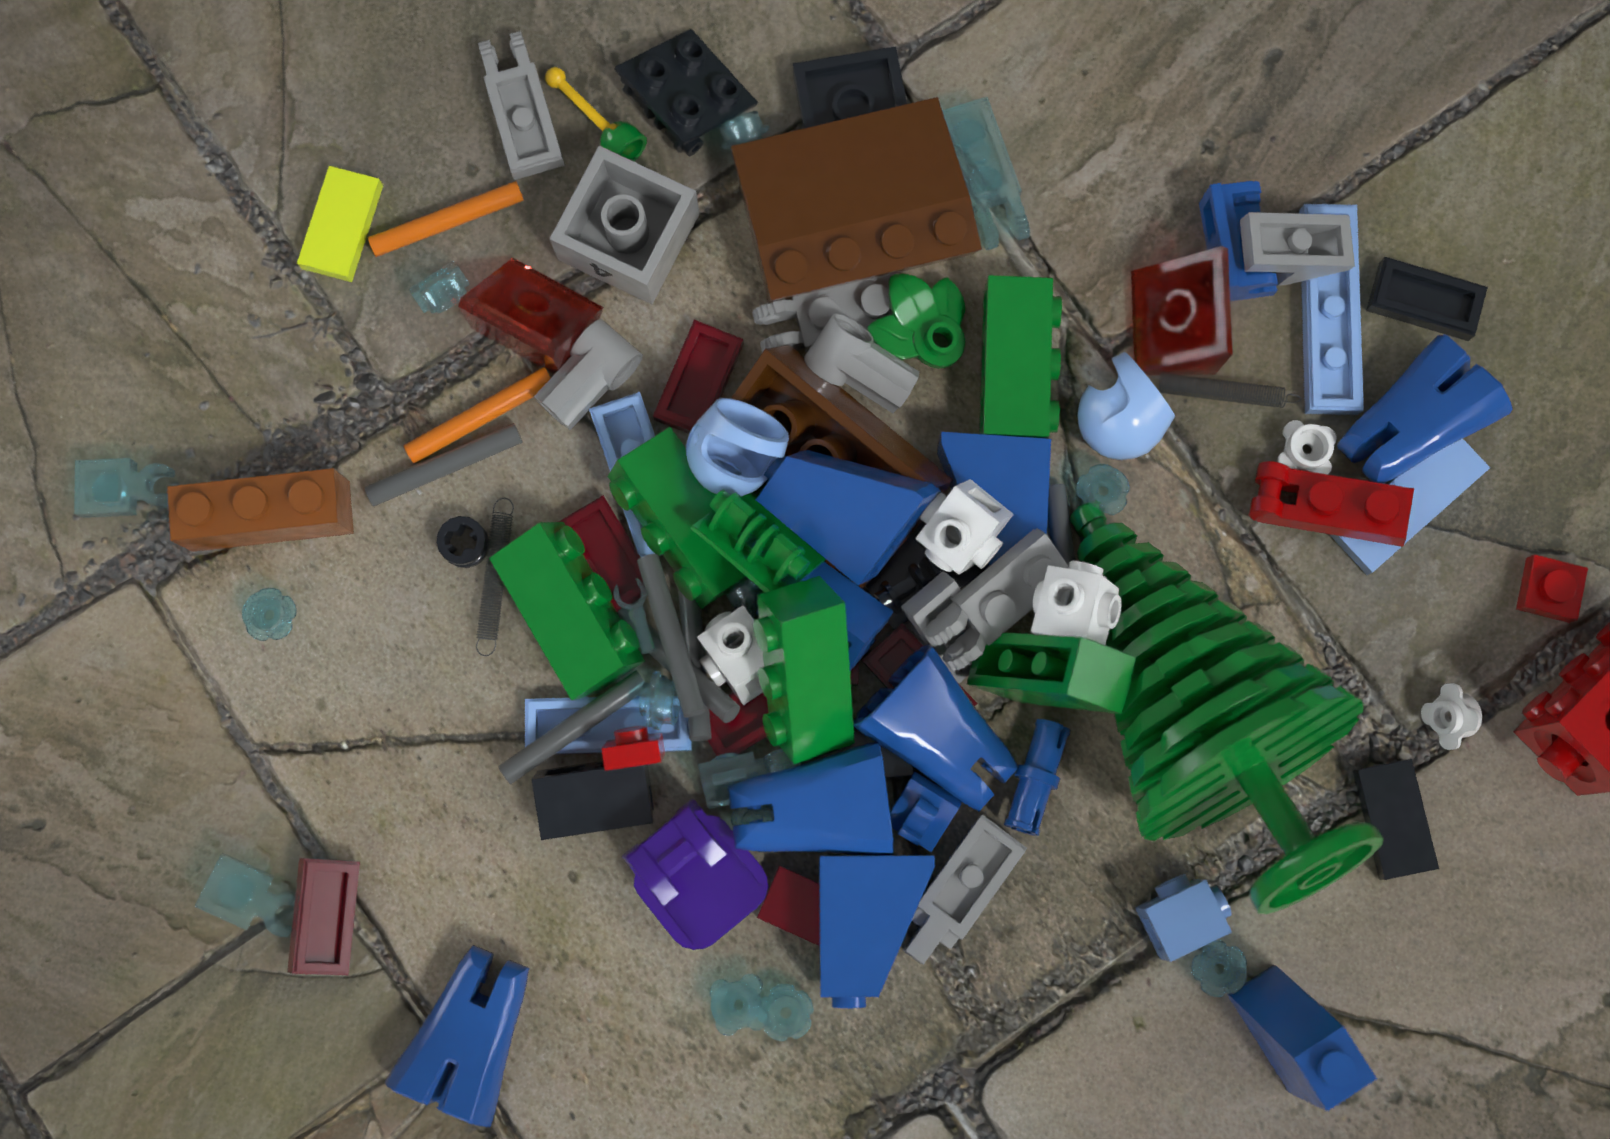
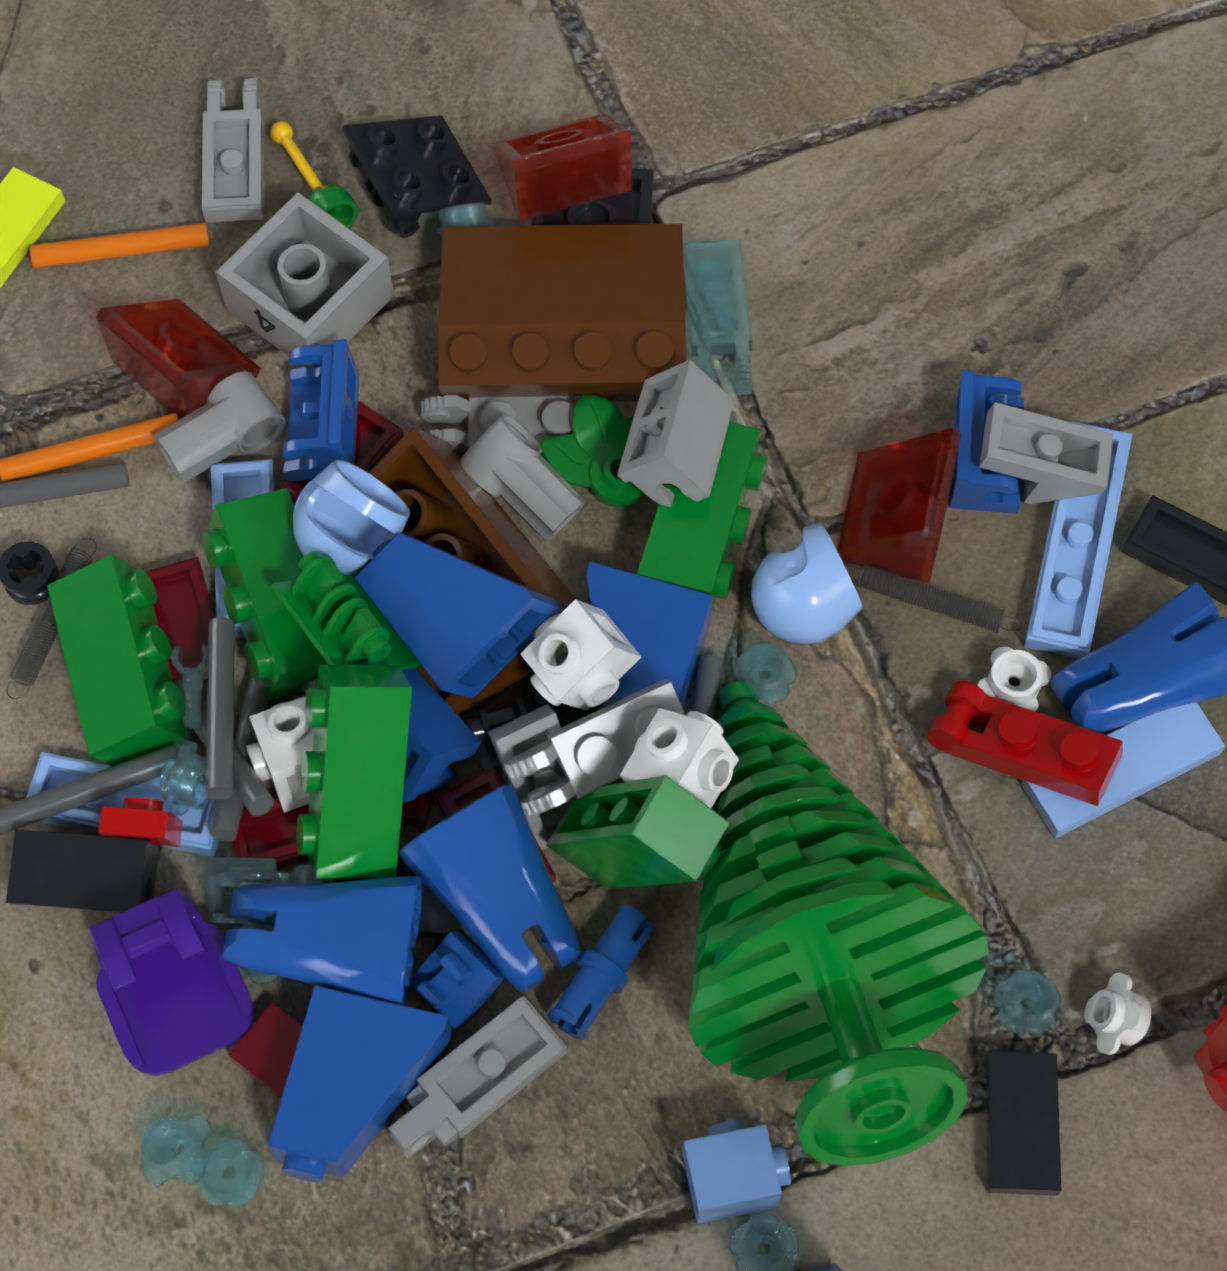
camera: 15 degrees right, 15 degrees down
(440, 289) = (83, 306): clear light blue plate -> none
(673, 344) = (321, 410): none -> blue hinge
(821, 59) = (566, 165): none -> clear red slope
(988, 303) = (677, 434): none -> light grey hinge
(1392, 721) = (1027, 985): none -> clear light blue plate

